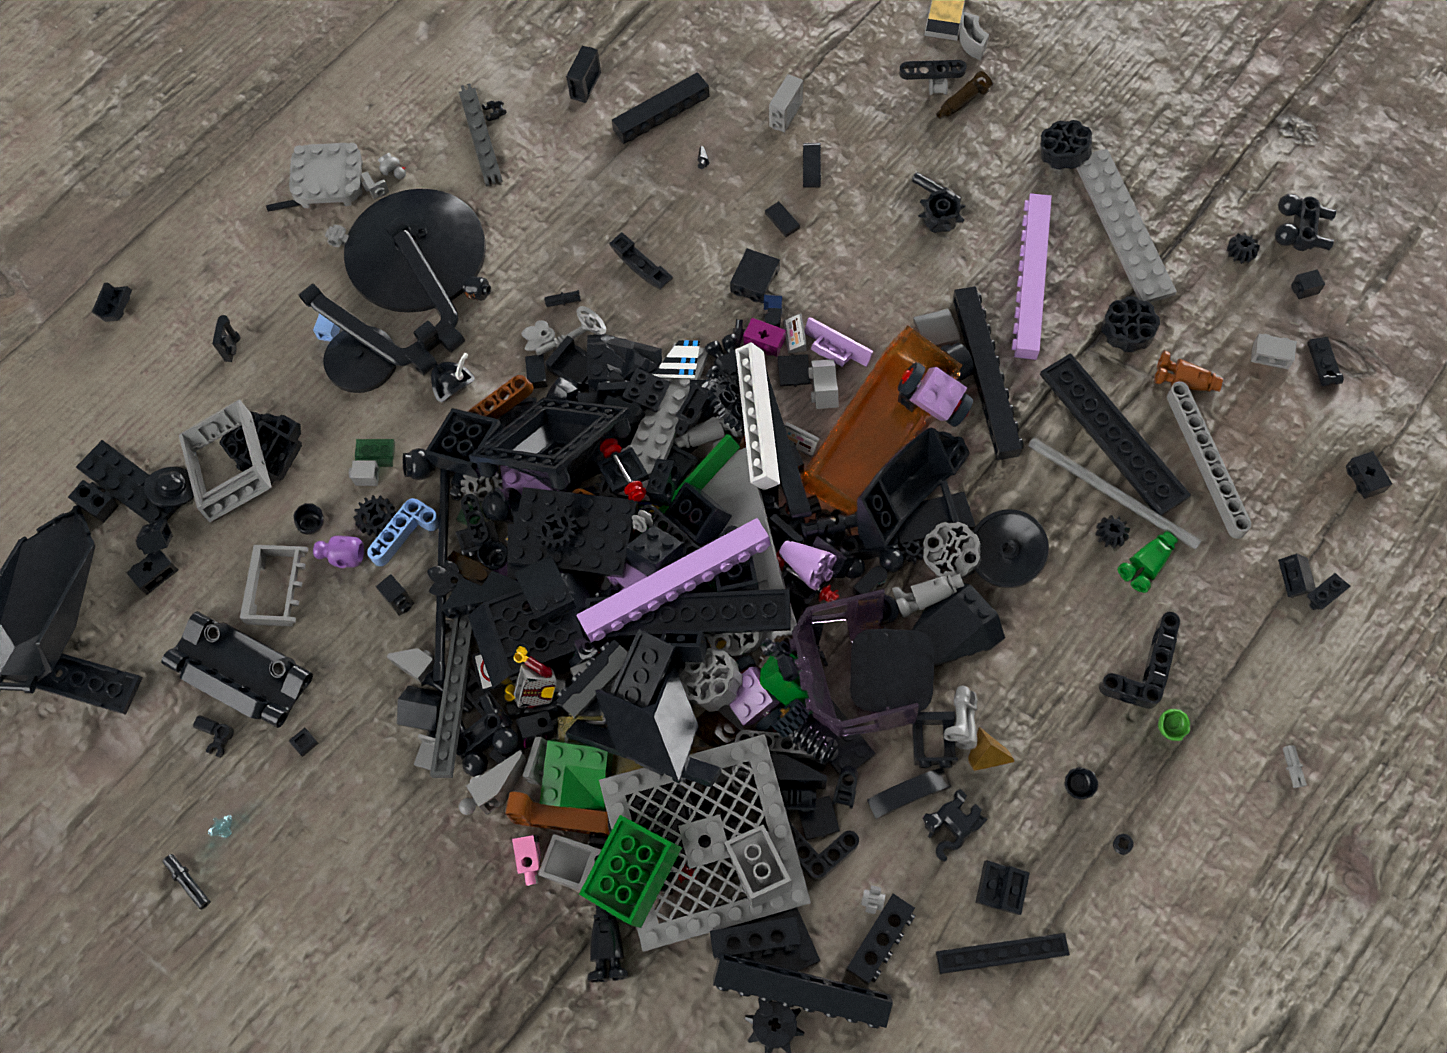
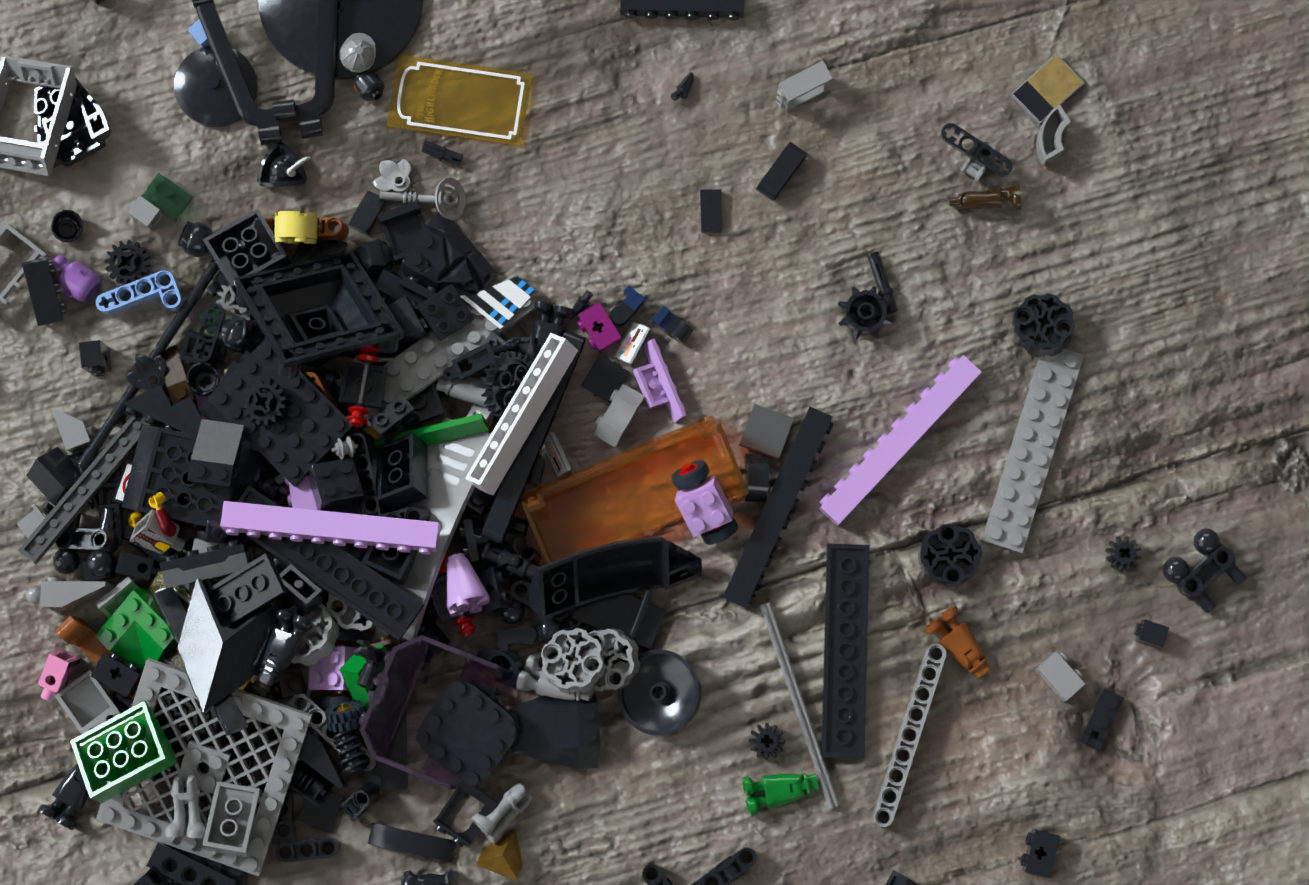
camera: 30 degrees right, 15 degrees up
(320, 573) = (44, 291): none -> black brick
(453, 270) = (358, 53): none -> light grey piece
(491, 396) = (295, 227): none -> light yellow brick
(549, 261) = (459, 100): none -> clear yellow piece
(590, 824) = (105, 673): none -> black brick
(639, 263) = (541, 165): black slope -> none
(701, 693) = (282, 646): none -> black piece
(717, 903) = (179, 827): none -> light grey piece
(754, 275) = (637, 255): black panel -> none
(814, 304) = (672, 325): none -> leg
(936, 548) = (592, 654): none -> light grey connector

